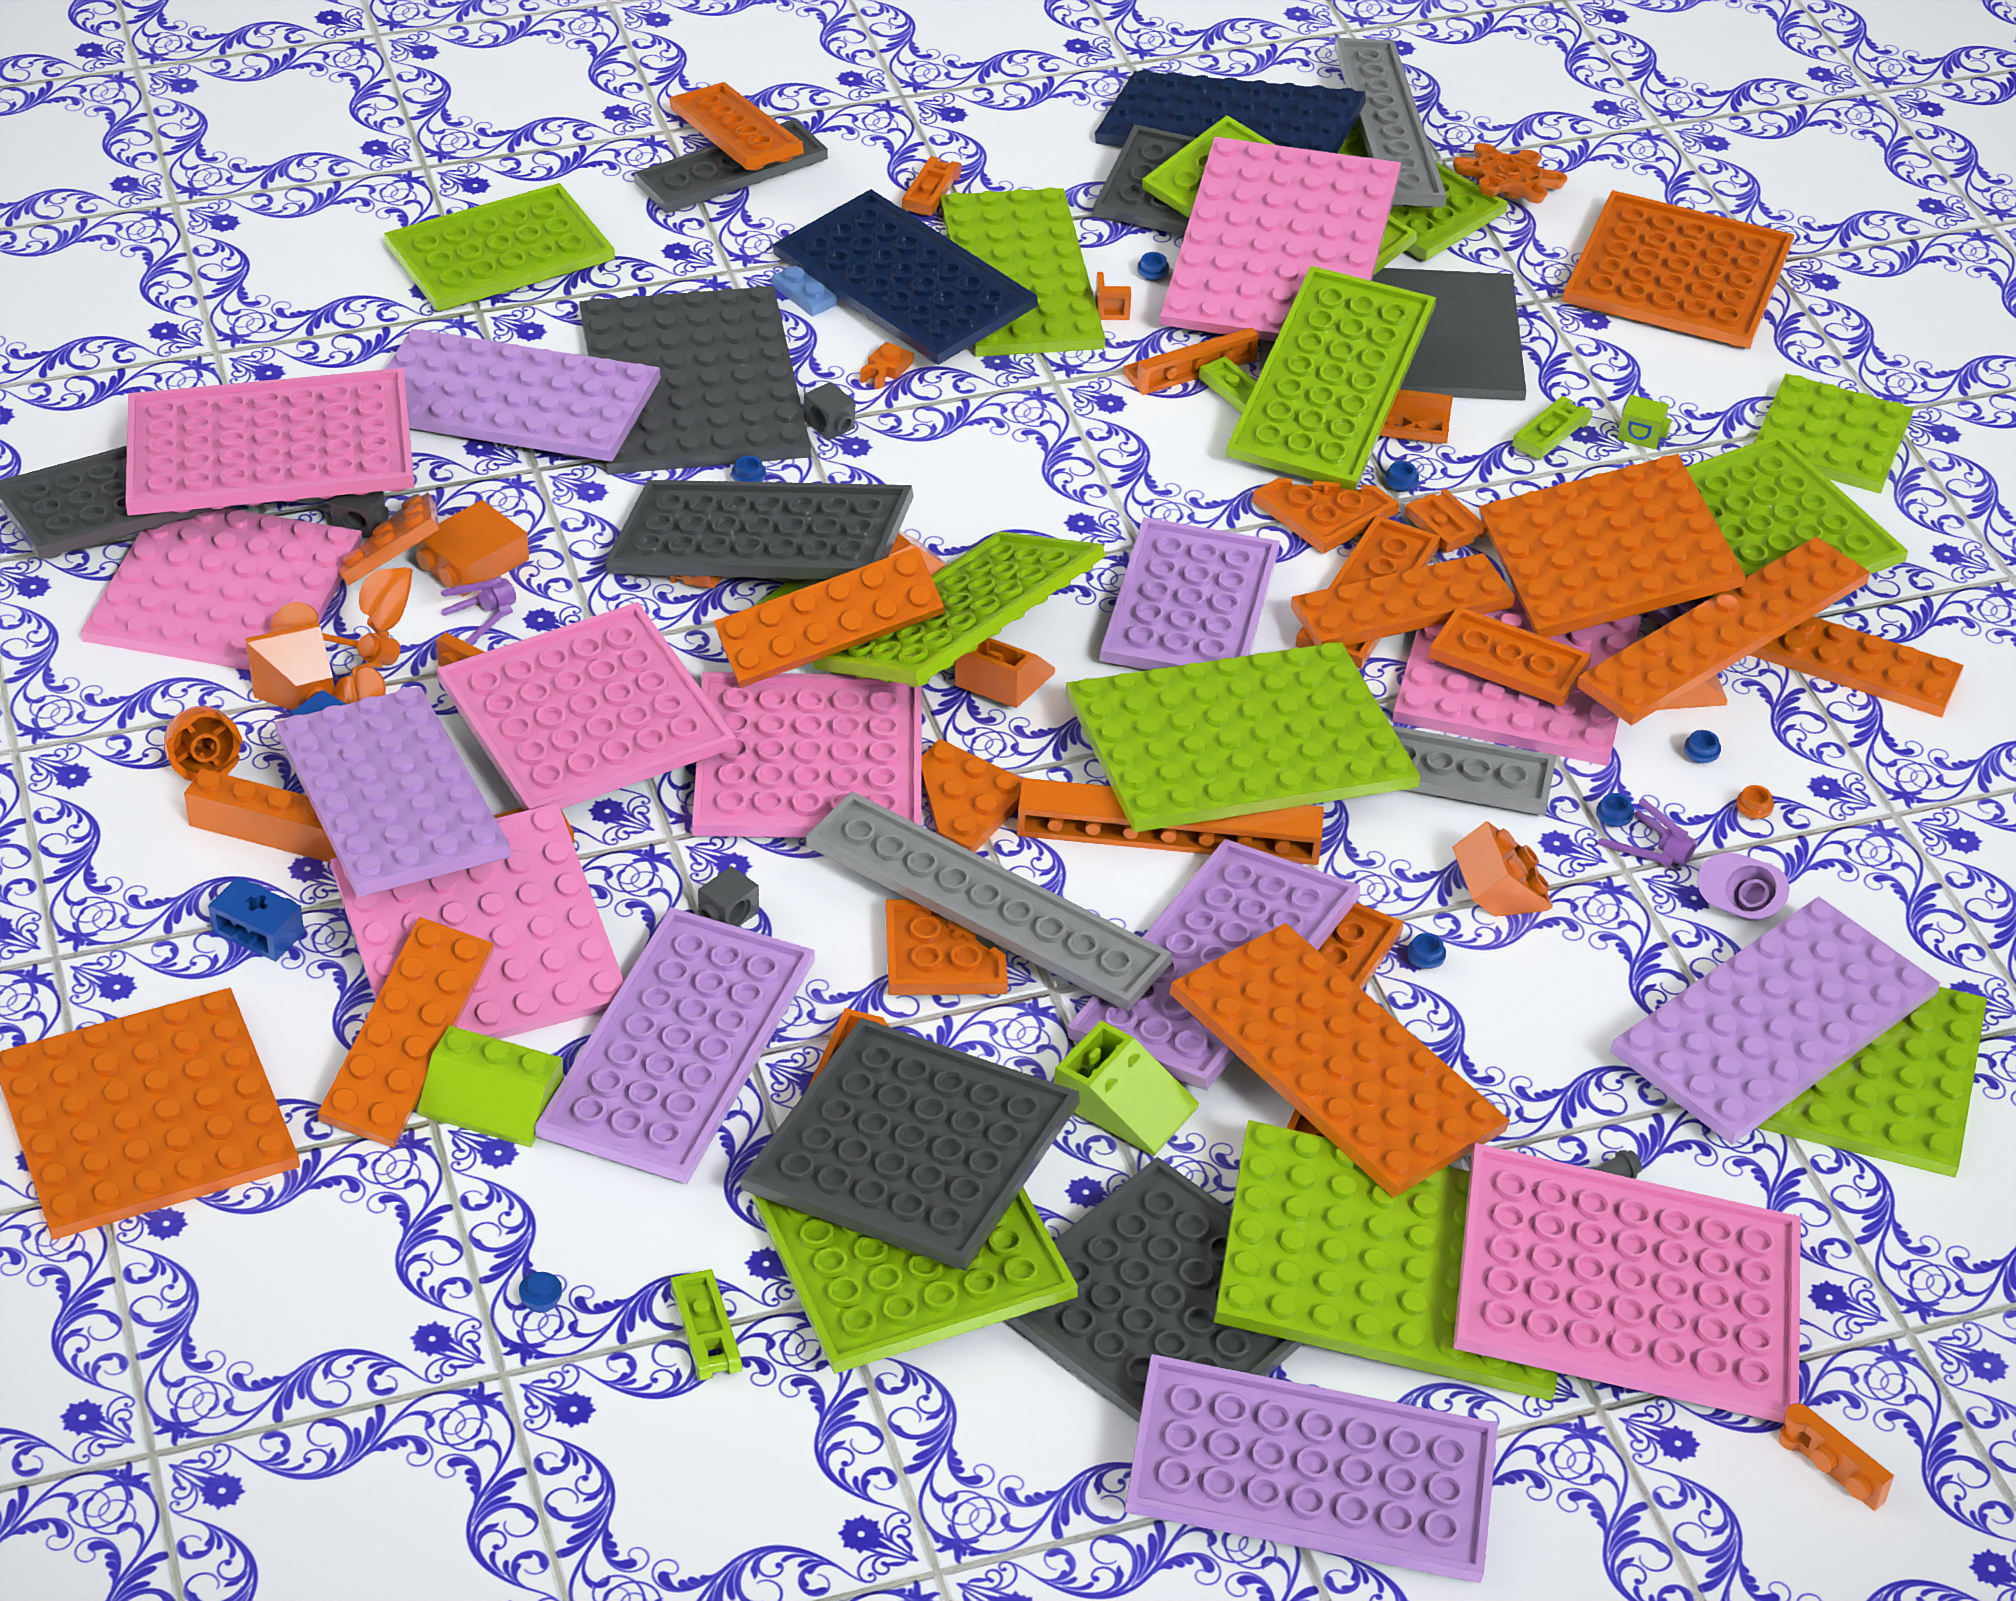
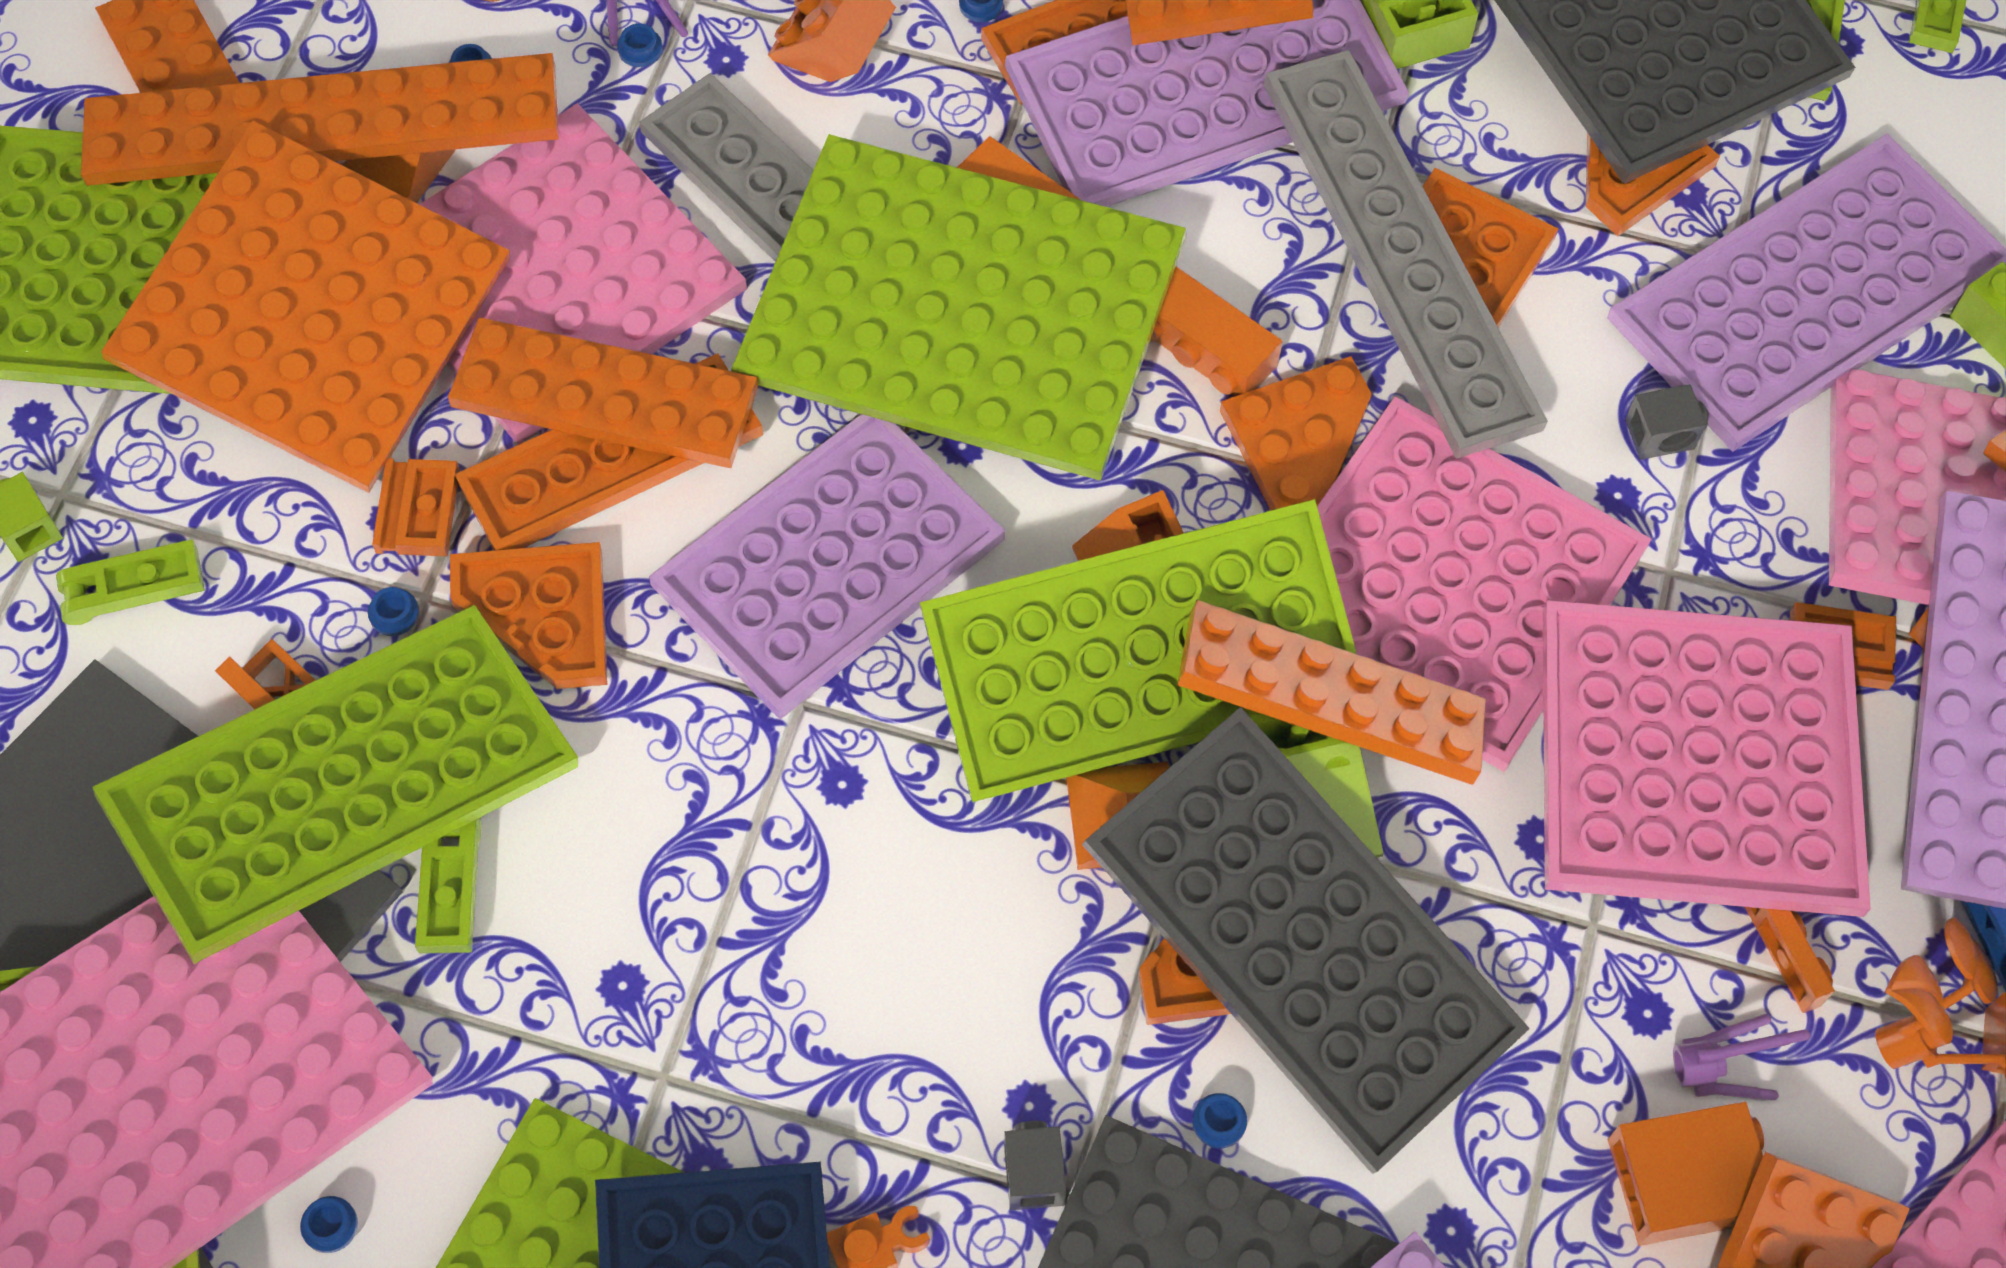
camera: 145 degrees left, 20 degrees up
(1112, 301) = (452, 1181): orange panel -> none
(1184, 363) = (464, 967): orange fence -> none
(1509, 656) = (570, 244): orange plate -> none

